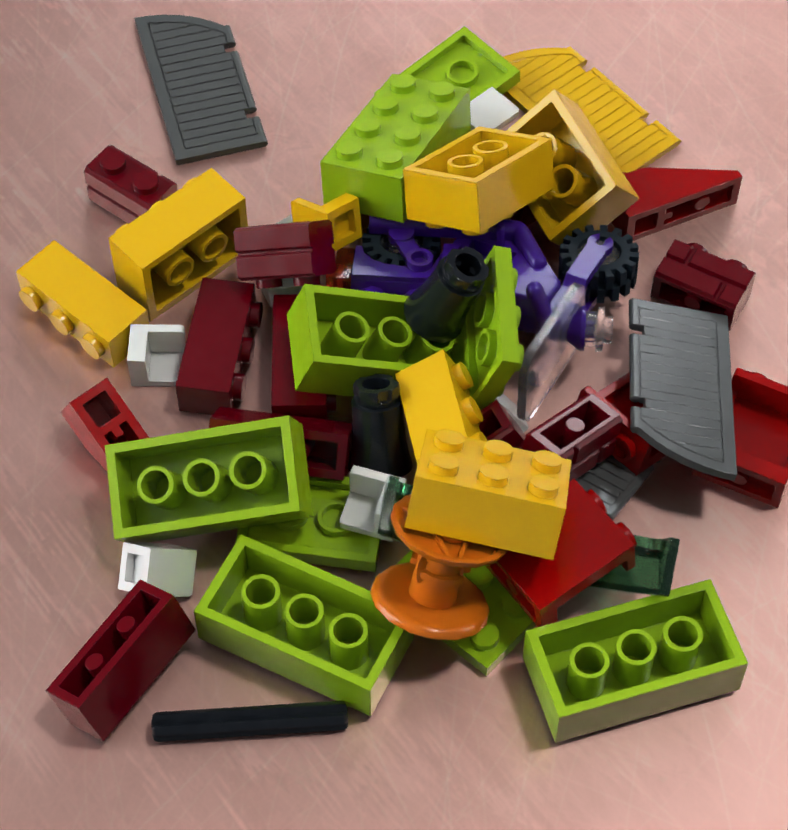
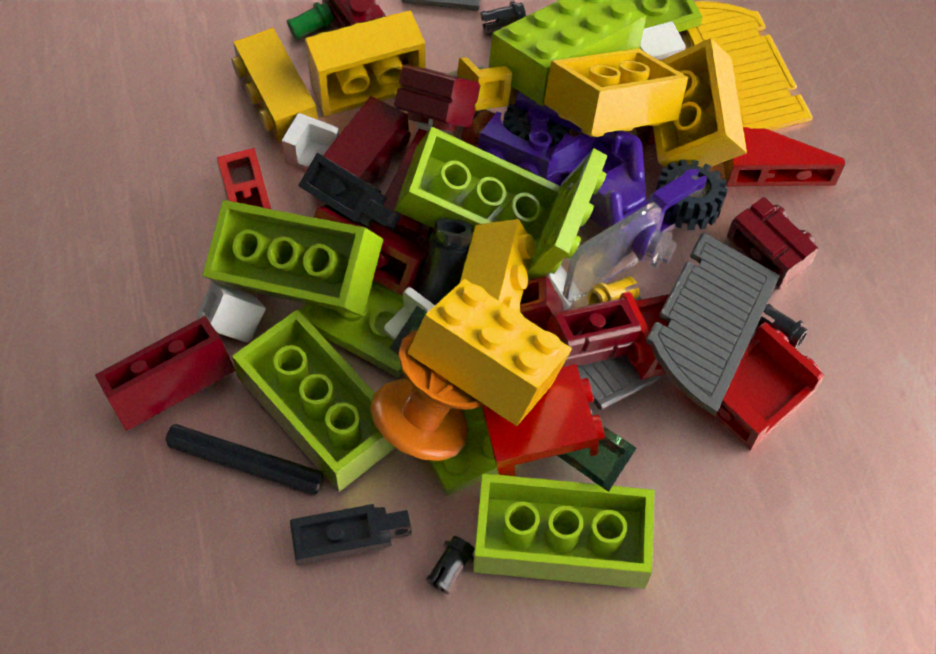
camera: 20 degrees right, 5 degrees up
(89, 216) = (310, 20): none -> green pin
(233, 390) = (347, 193): none -> black hinge
(310, 138) = (504, 16): none -> black pin
(401, 754) = (346, 532): none -> black hinge
(444, 299) = (542, 177): black plant -> none
(529, 742) = (450, 564): none -> black pin
(564, 395) = (606, 292): none -> yellow pin
(766, 366) = (793, 330): none -> black pin

